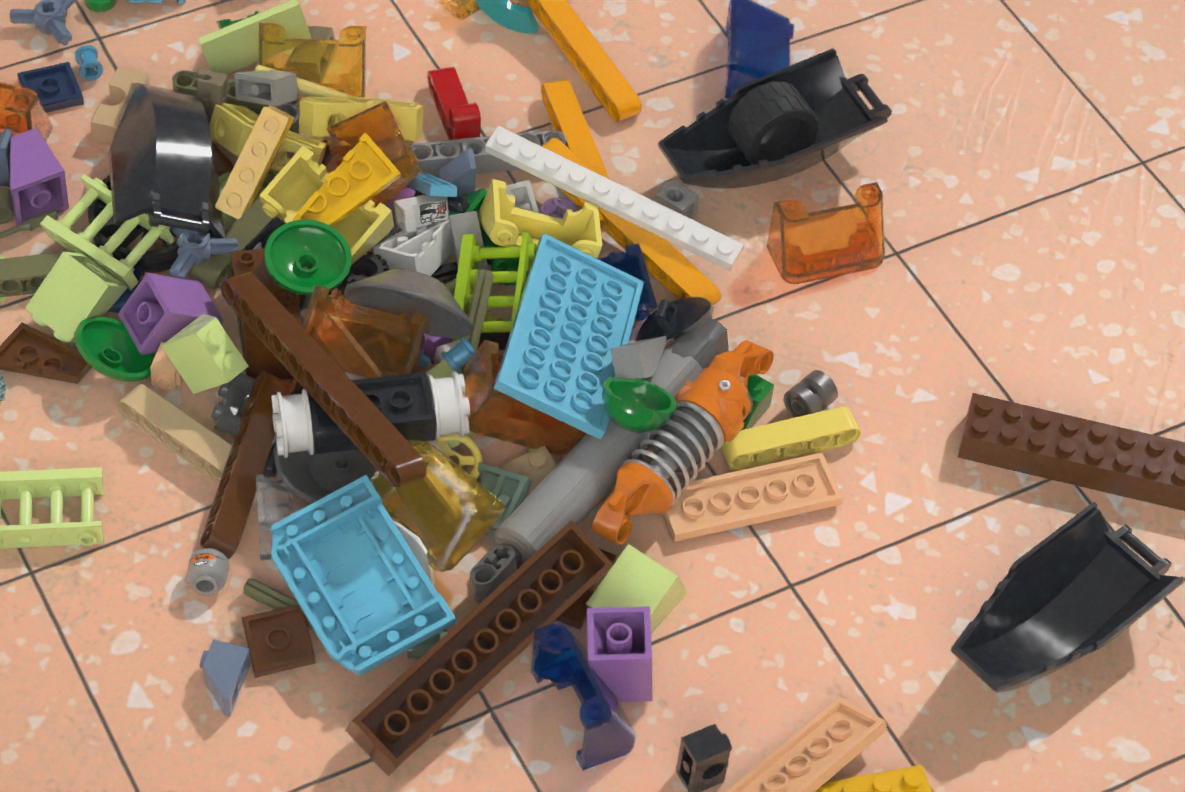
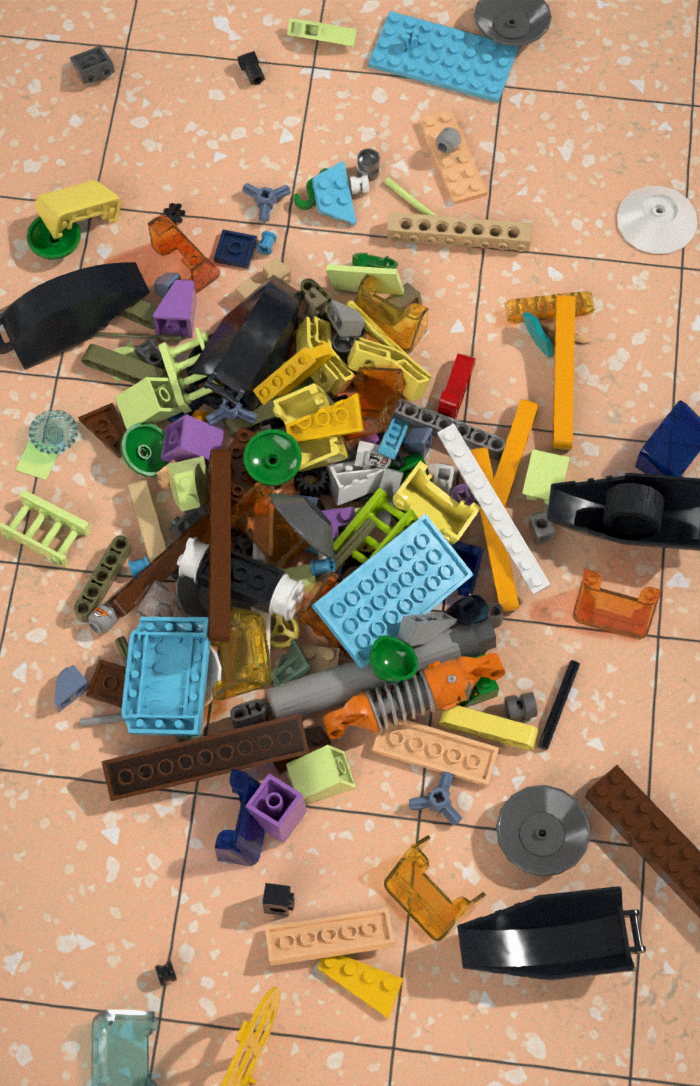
camera: 40 degrees right, 15 degrees up
(28, 243) = (149, 353): none -> dark grey piece
(169, 527) = (102, 569): none -> olive beam
(205, 489) = (137, 566): none -> dark azure bush
(304, 687) = (101, 720): none -> light grey bar
(632, 145) = (542, 472): none -> yellowish green slope
(799, 546) = (444, 806): none -> sand blue bush
(849, 376) = (558, 705): none -> black axle
(872, 666) = (423, 898): none -> clear yellow windscreen
(954, 487) = (548, 811): none -> dark grey dish

